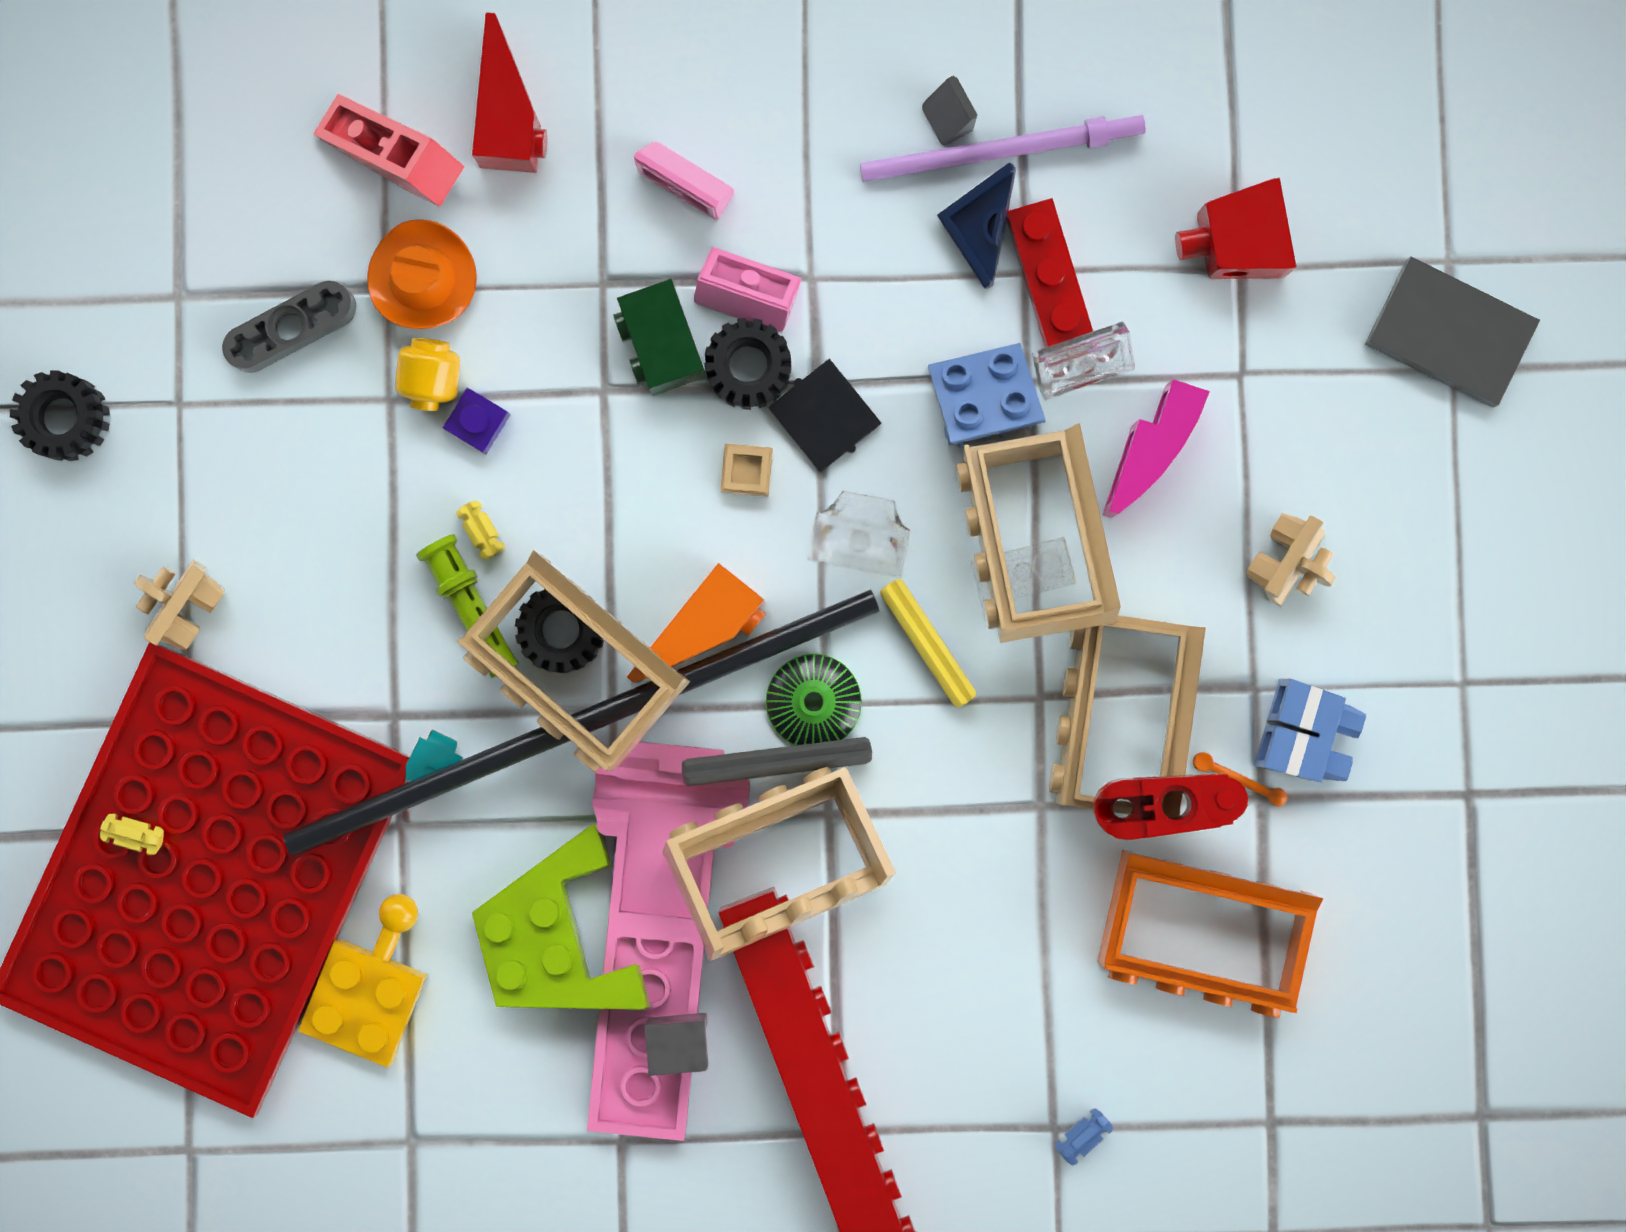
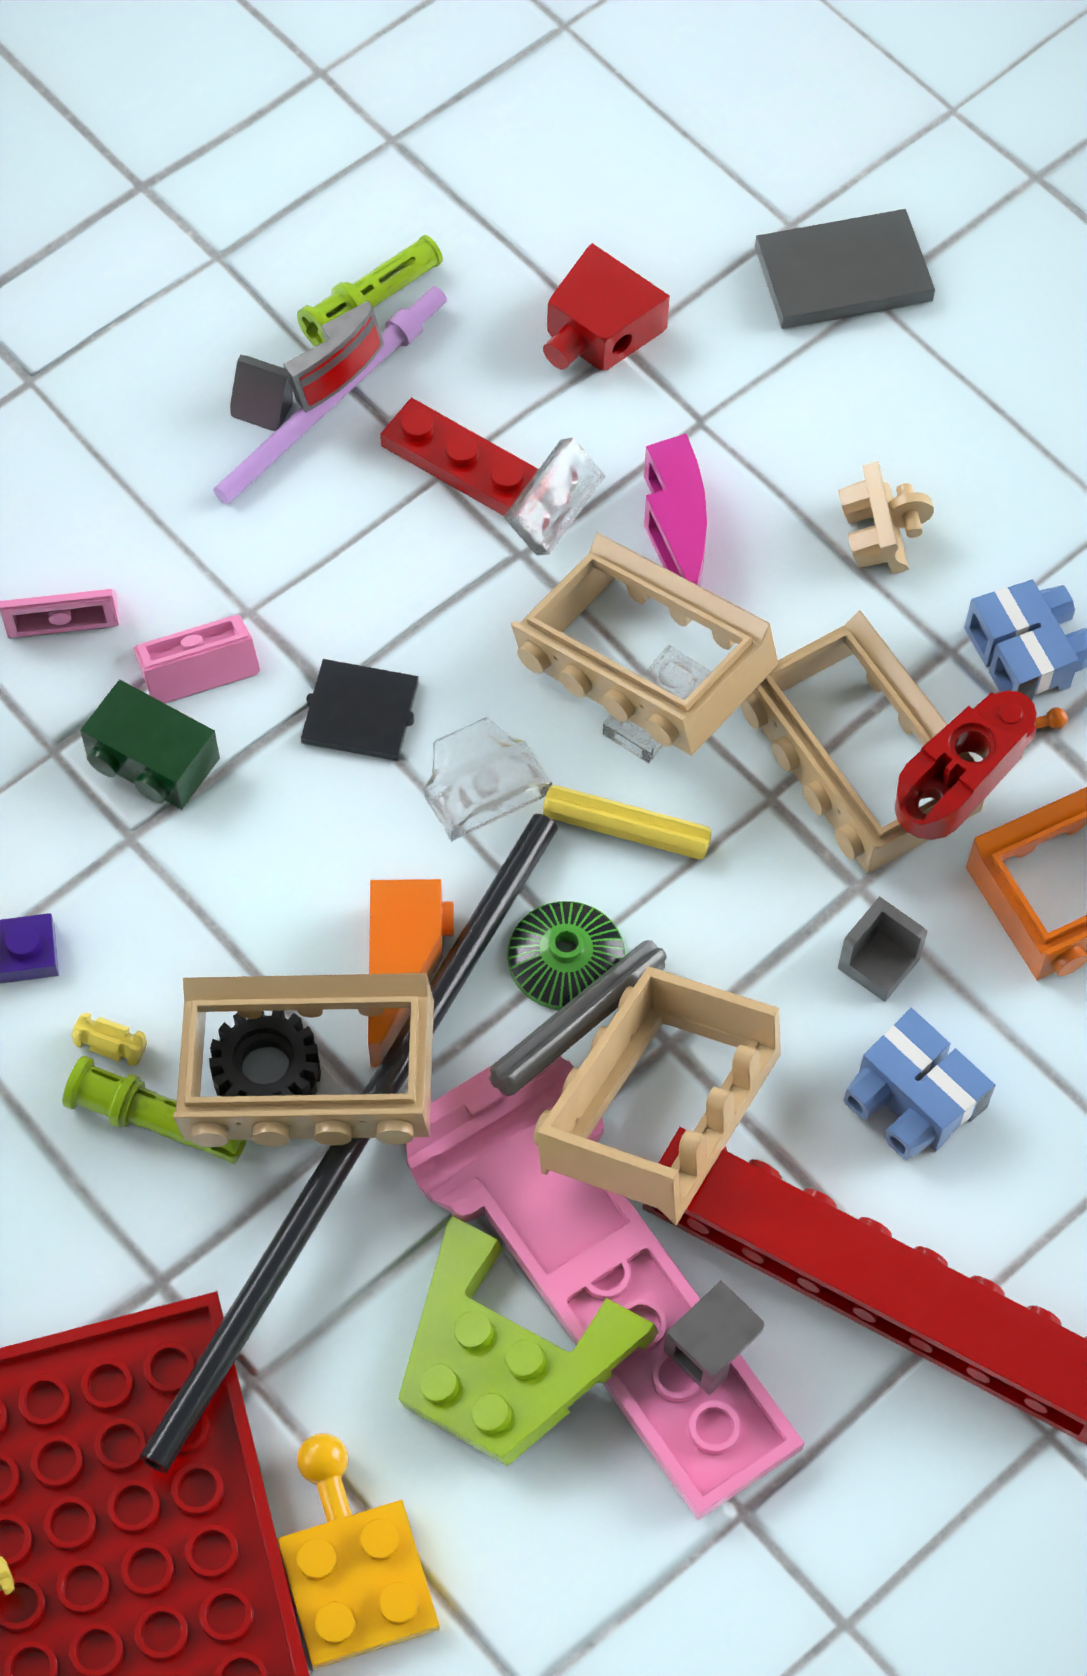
camera: 40 degrees left, 25 degrees down
(431, 755) = (228, 1275): teal piece -> none
(742, 335) = (248, 683): black tyre -> none
(746, 470) = (326, 803): tan tile -> none
(957, 978) = (919, 1084): none -> medium blue hips
(979, 222) = (362, 459): dark blue tile -> none
(986, 394) = (495, 585): medium blue hinge -> none
(1009, 870) = (882, 949): none -> flat silver panel
(1039, 127) = (329, 367): none -> slope
(1155, 82) = (373, 287): none -> lime pin

